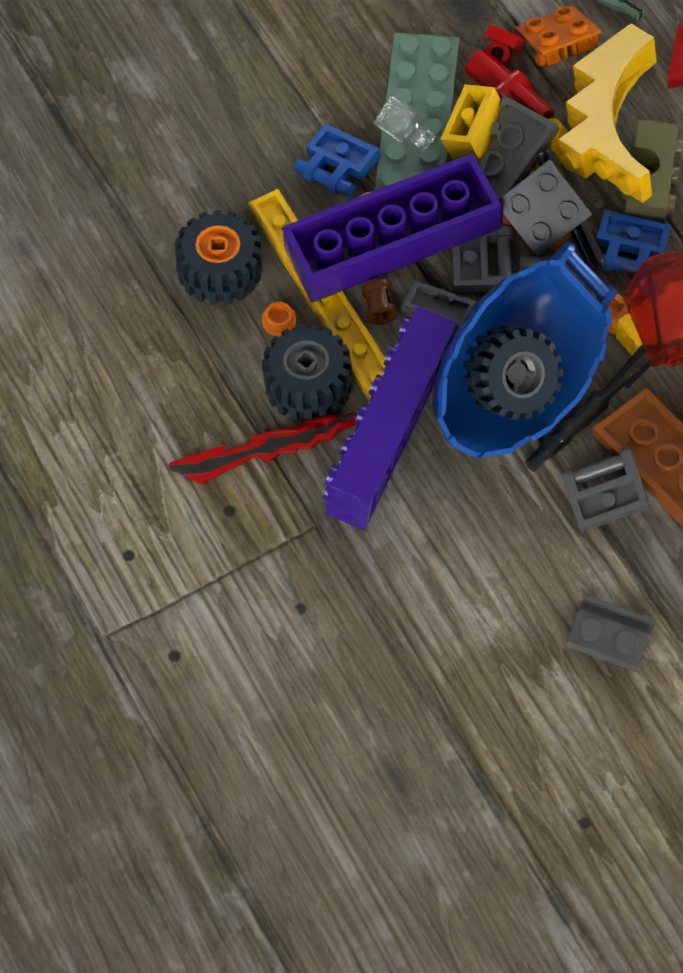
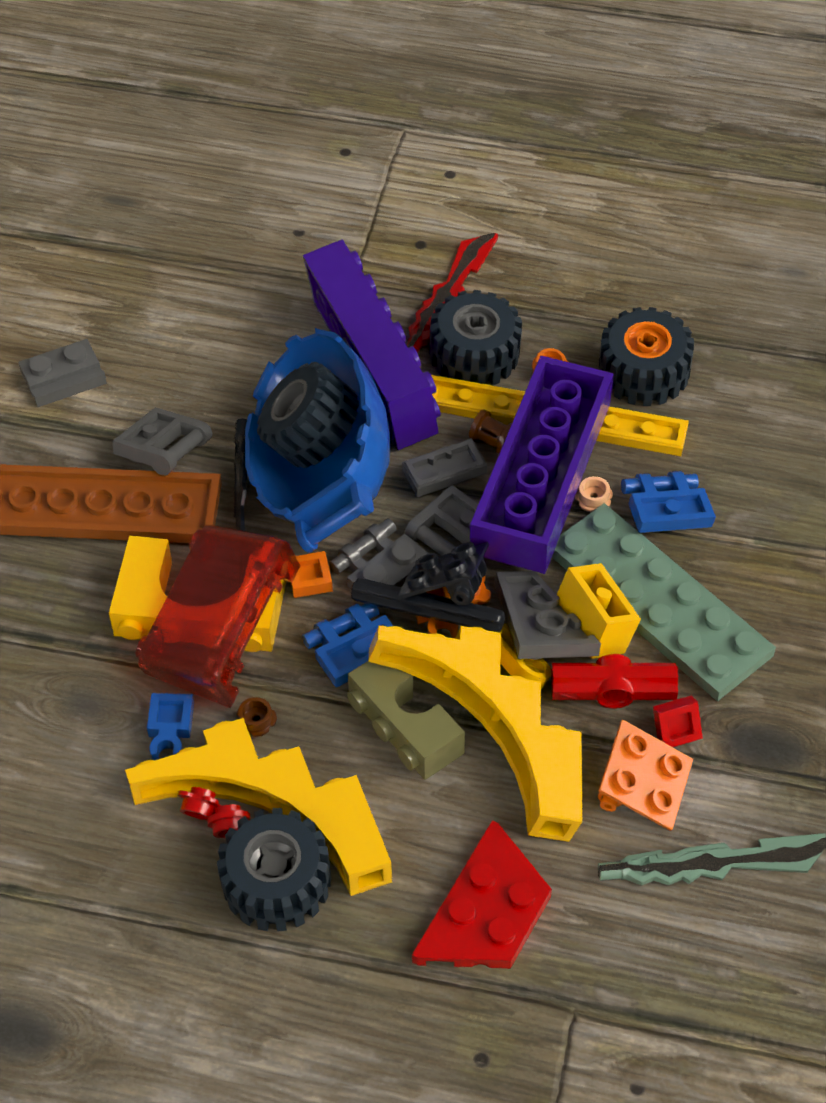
camera: 130 degrees right, 10 degrees down
(399, 122) = (654, 551): clear plate -> none

